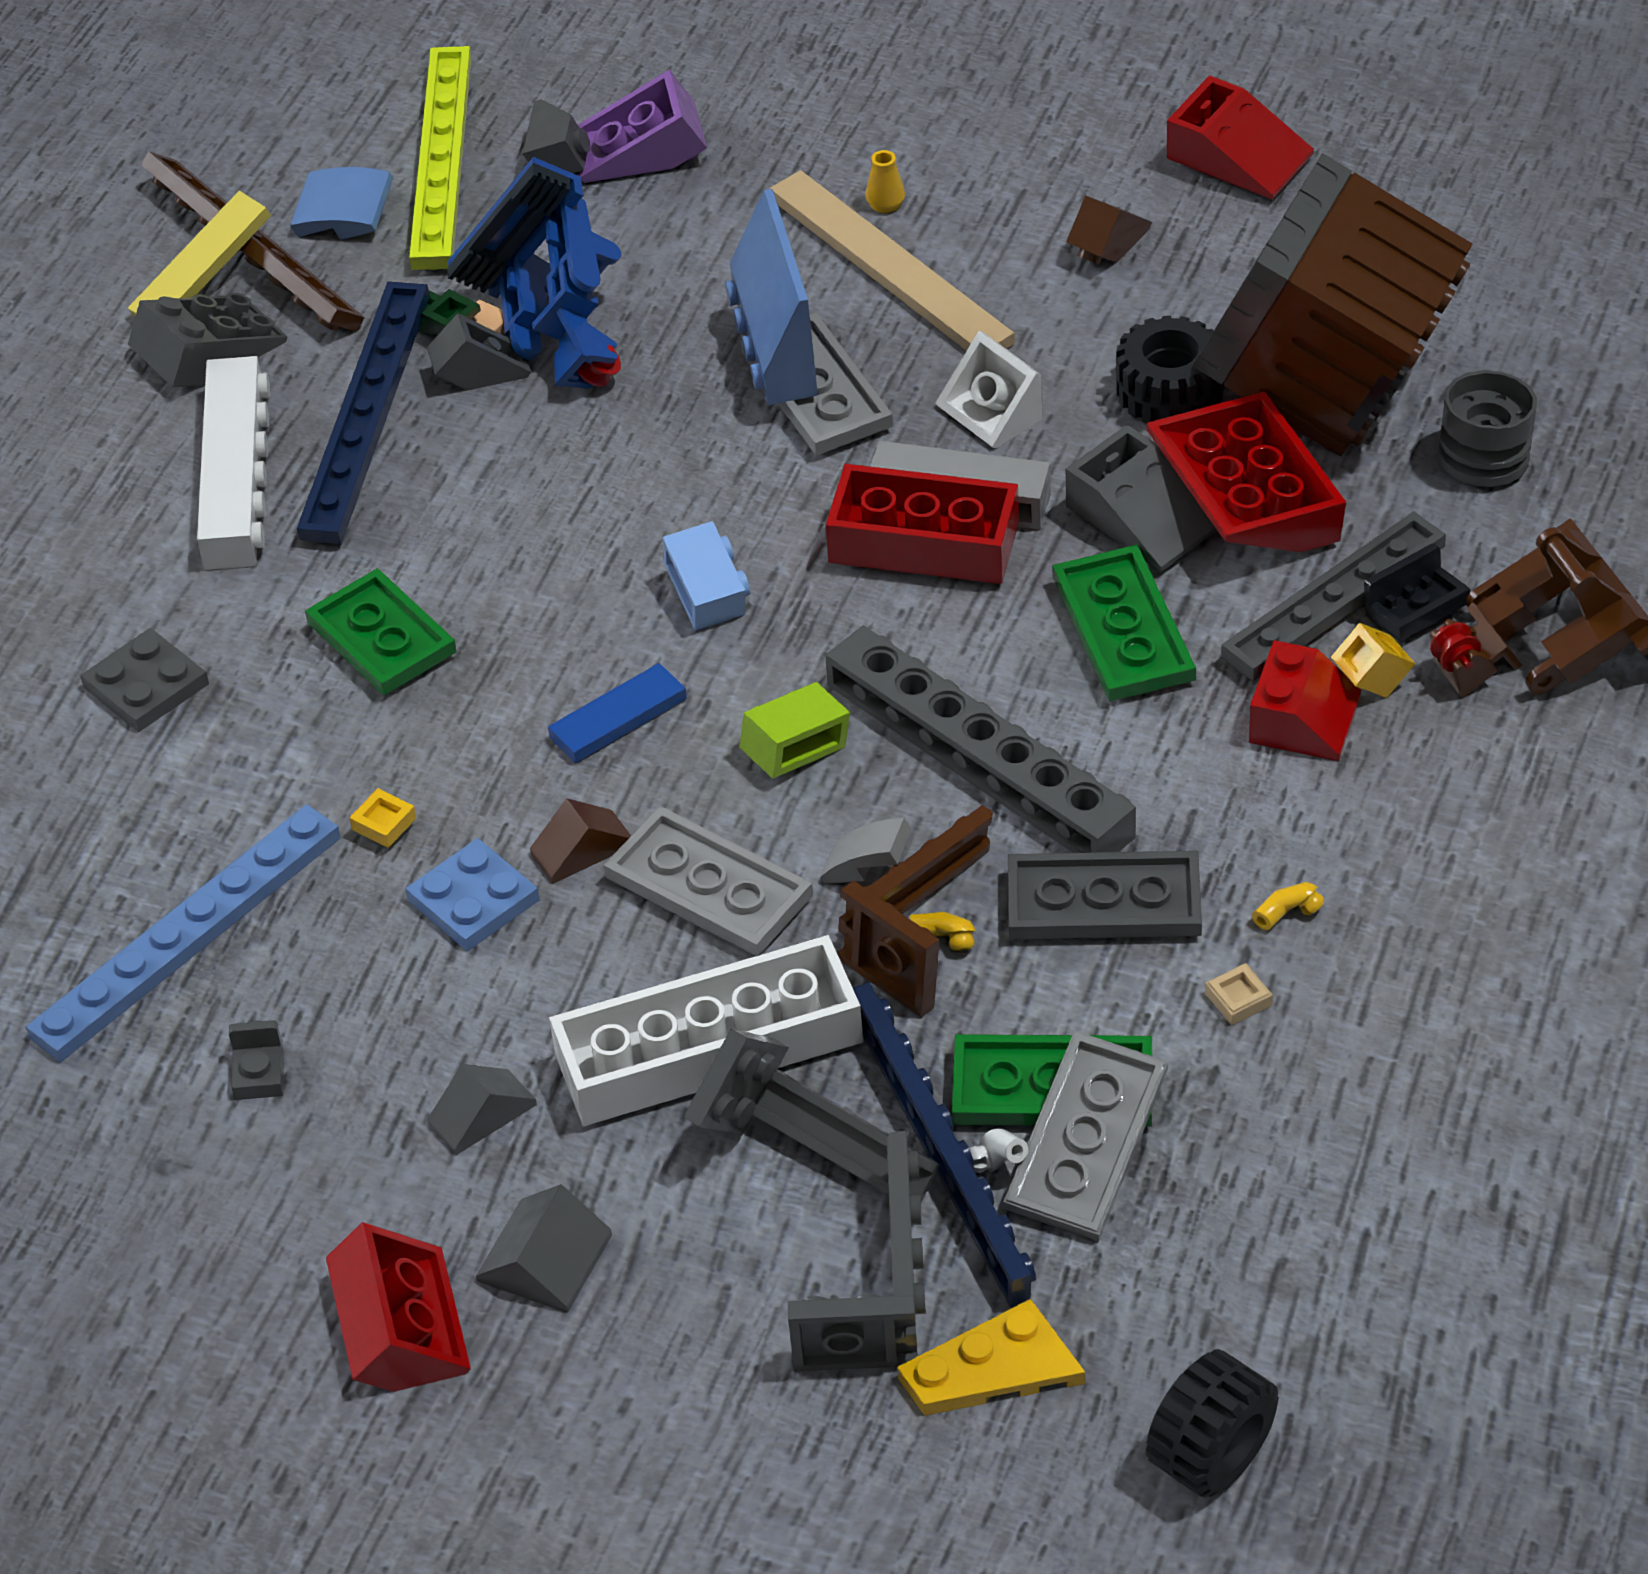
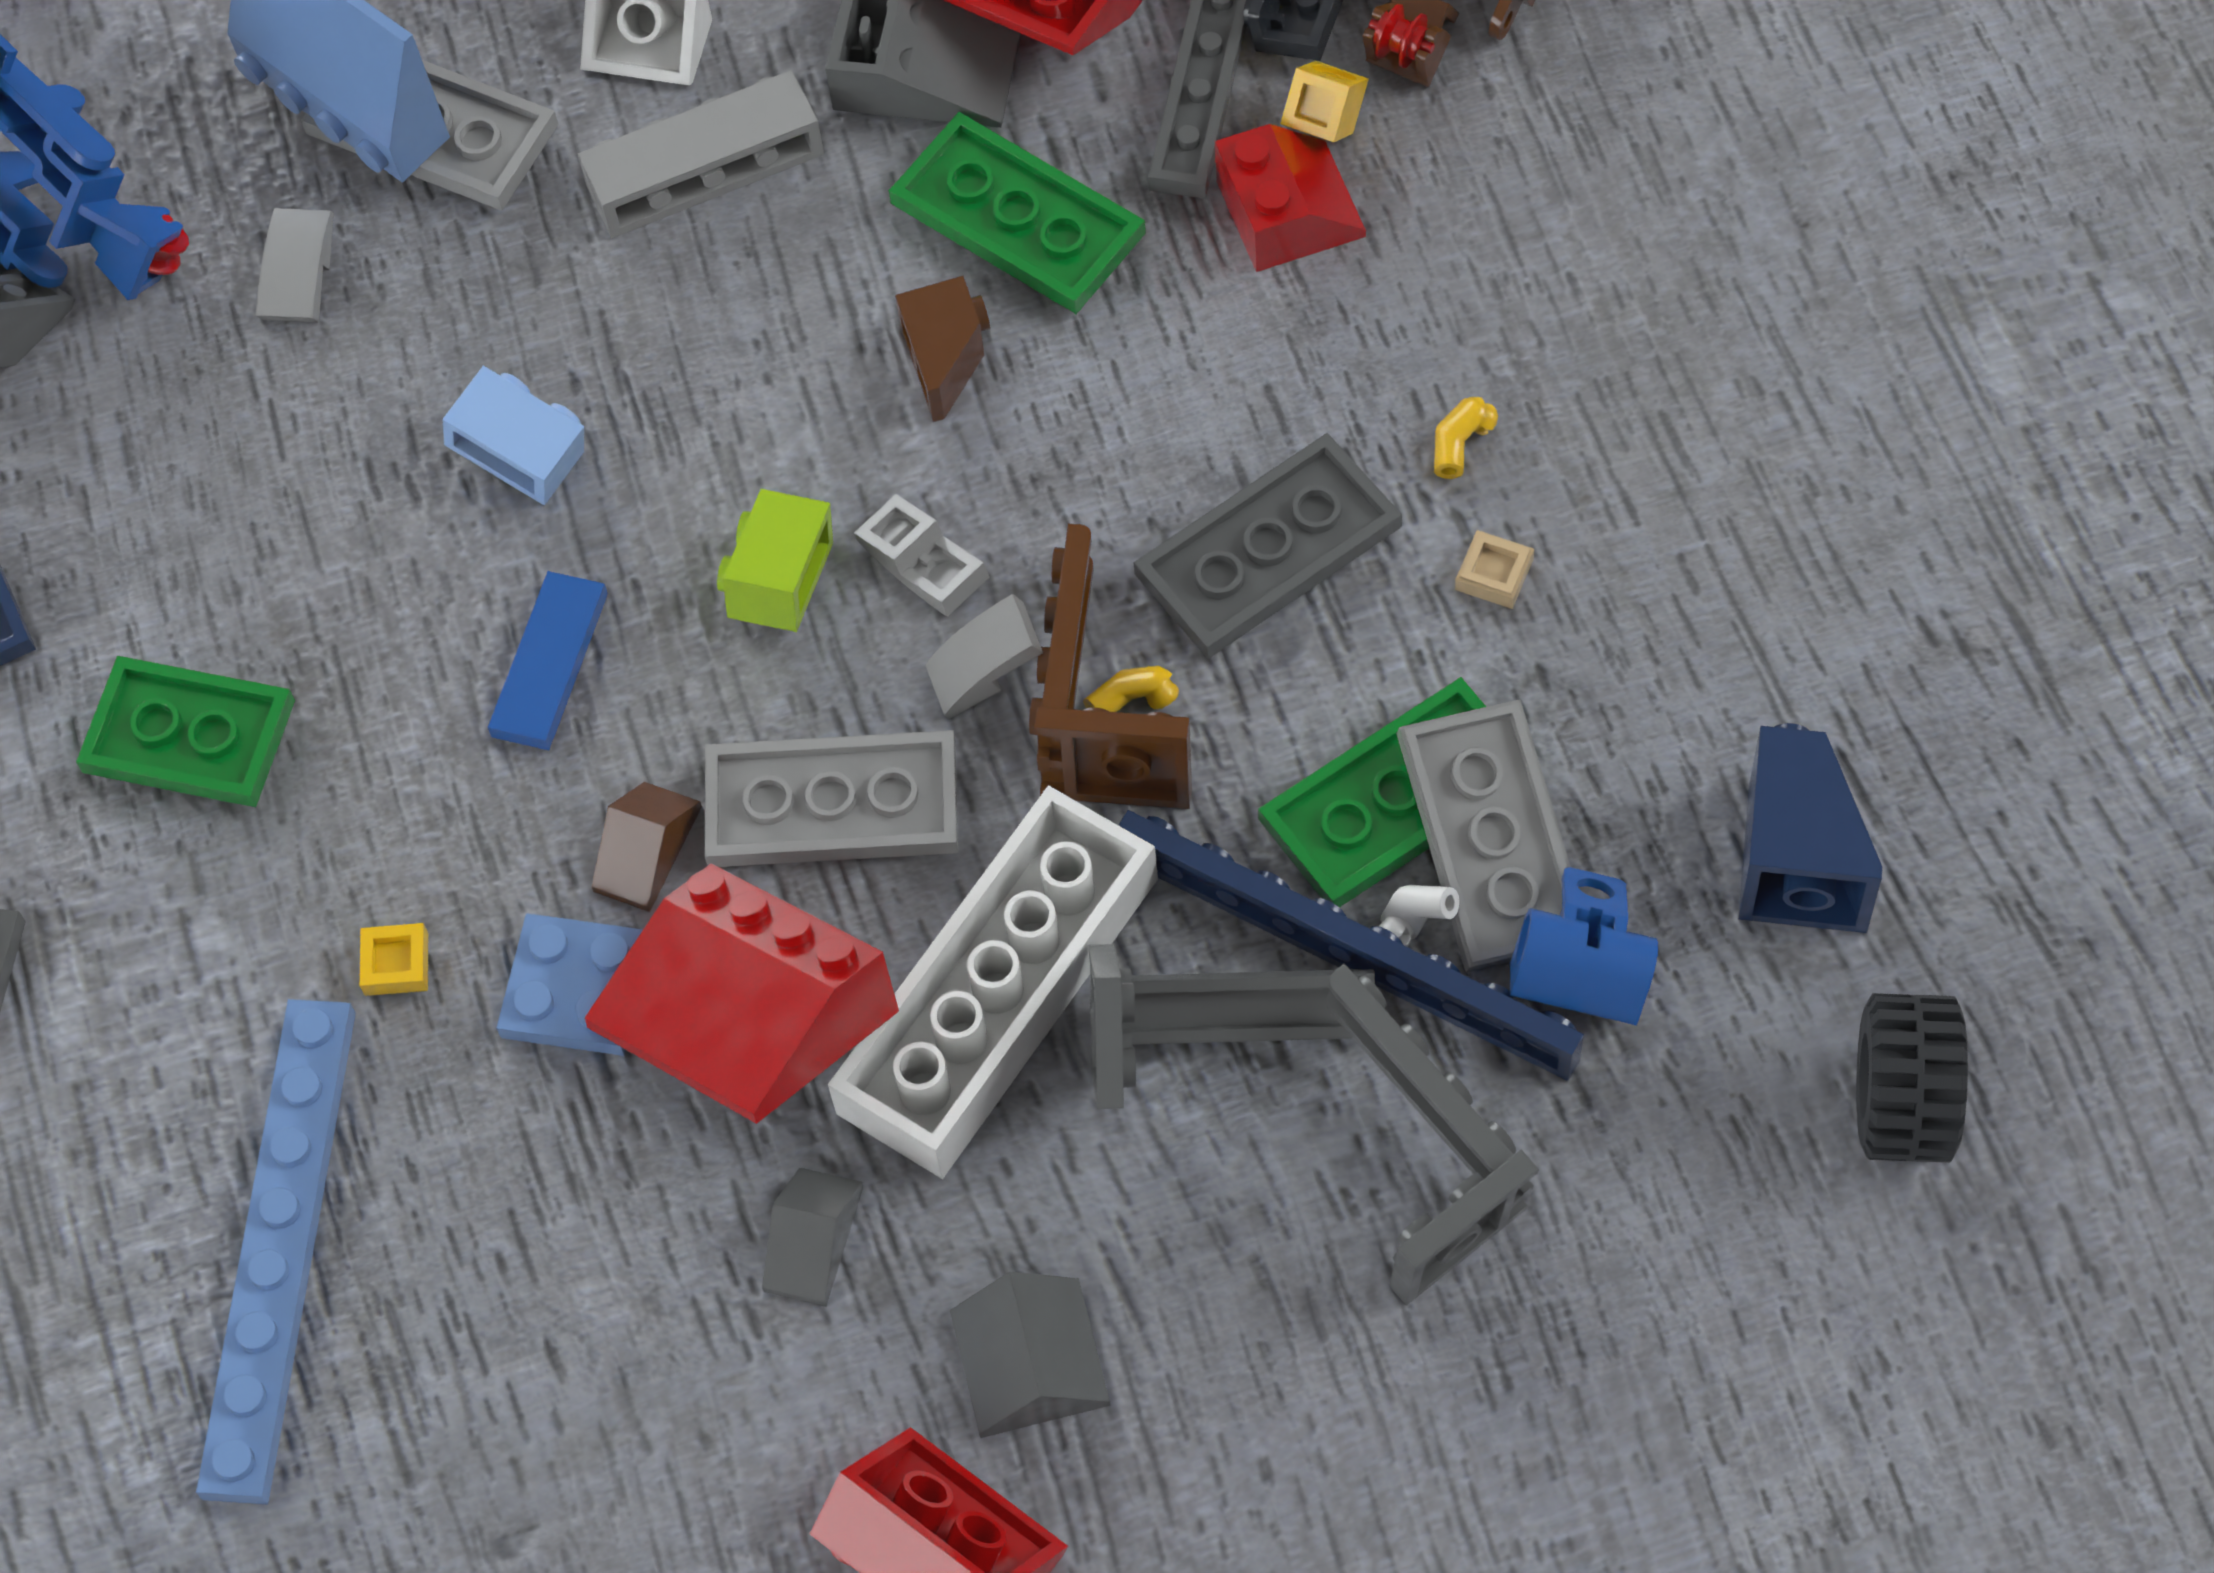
camera: 35 degrees left, 15 degrees up
(256, 1060) = (509, 1350): dark grey bracket -> none
(545, 938) = (742, 993): none -> red slope
(666, 416) = (294, 264): none -> light grey slope
(888, 779) = (920, 556): none -> light grey slope
(922, 523) = (709, 224): red brick -> none
(980, 745) = (1012, 472): dark grey brick -> none
(990, 1360) = (1604, 1152): yellow wing -> none
(1010, 665) = (943, 339): none -> reddish brown slope
(1075, 1230) = (1585, 953): none -> blue piece
(1273, 1247) = (1805, 838): none -> dark blue slope

